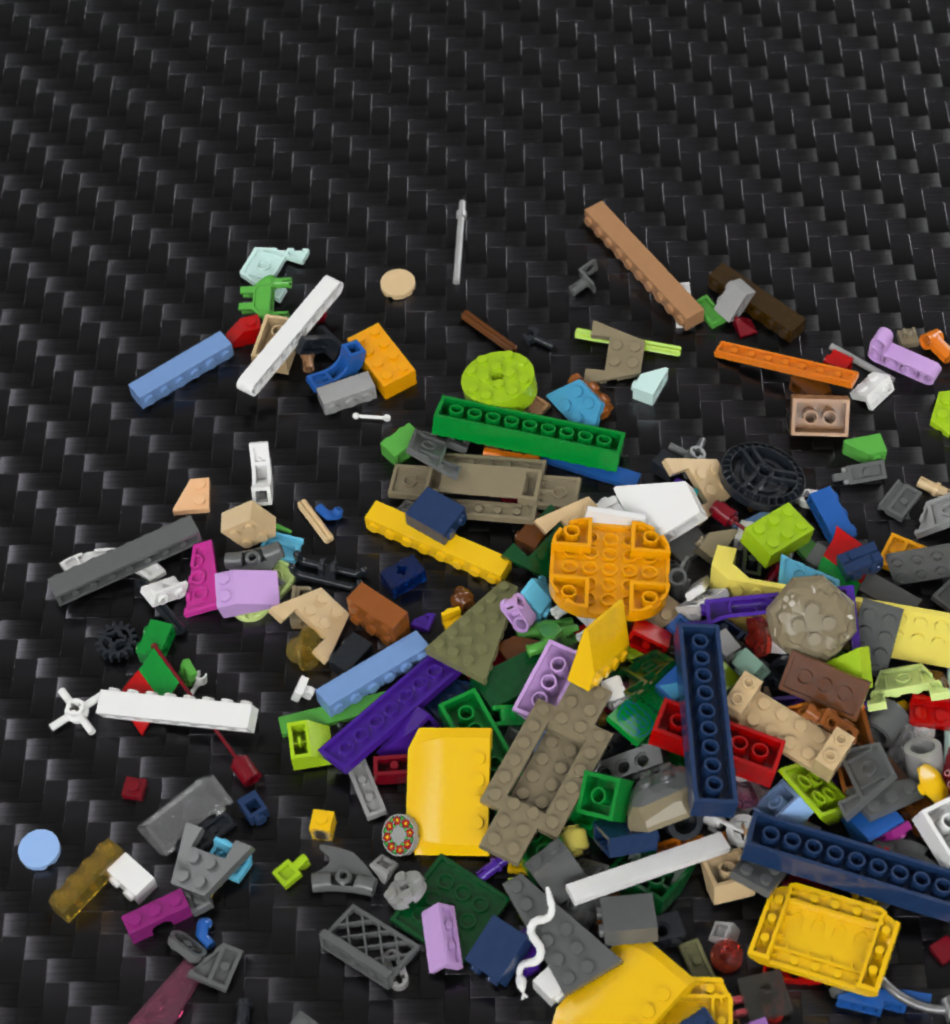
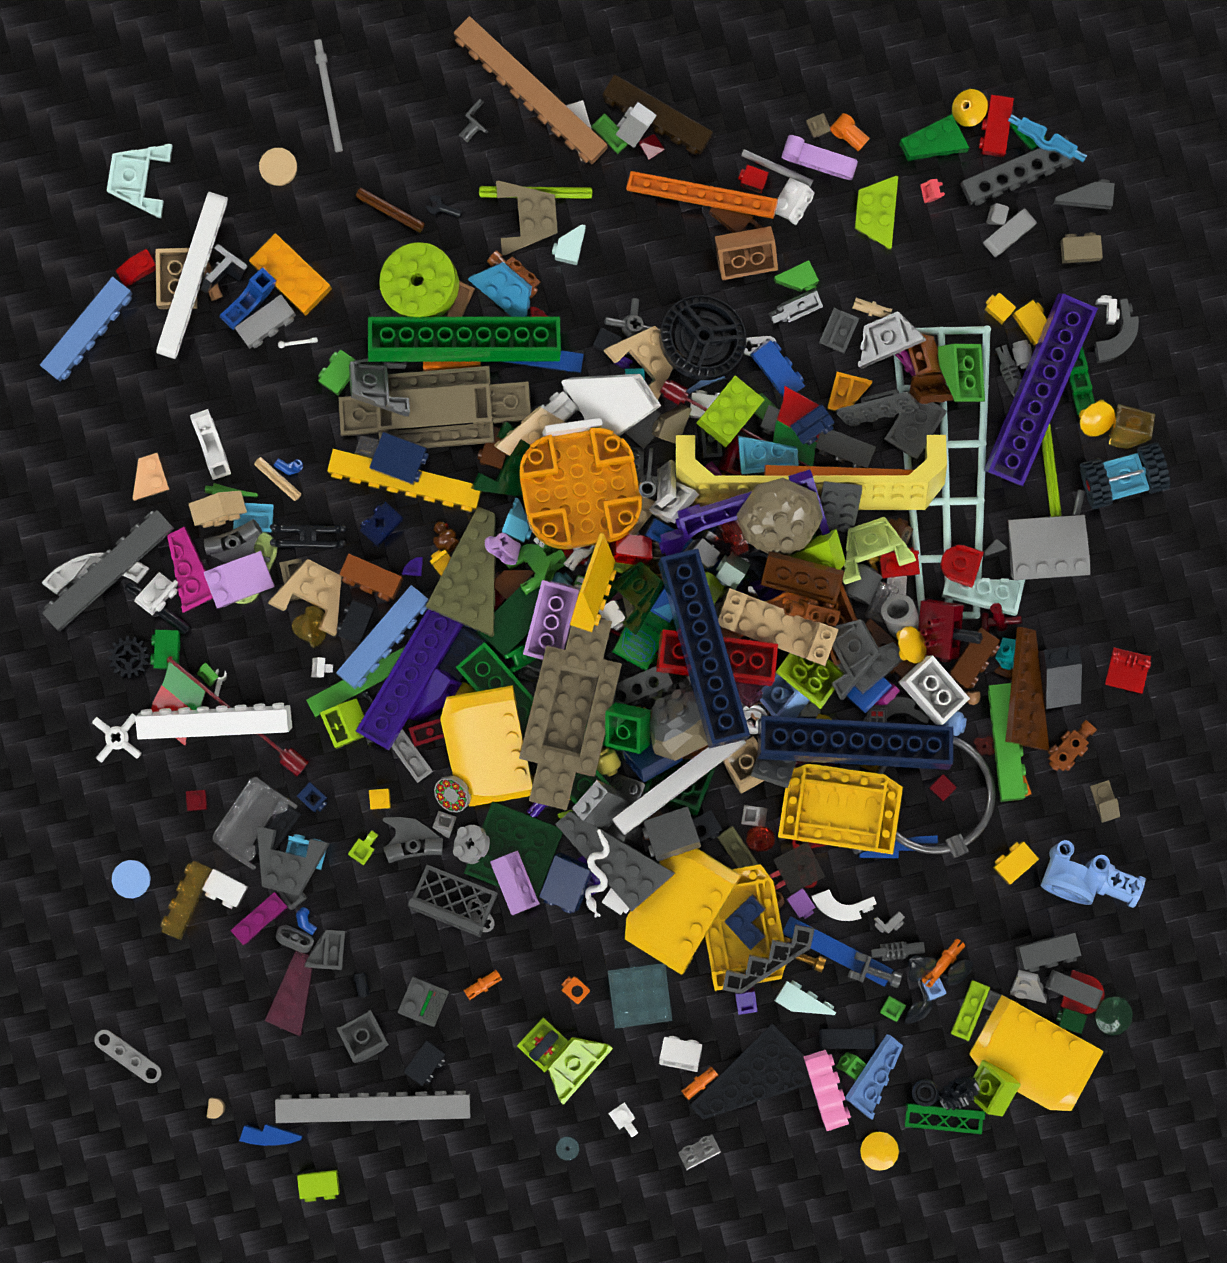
camera: 20 degrees left, 30 degrees up
(264, 296) = (145, 224): bright green connector -> none

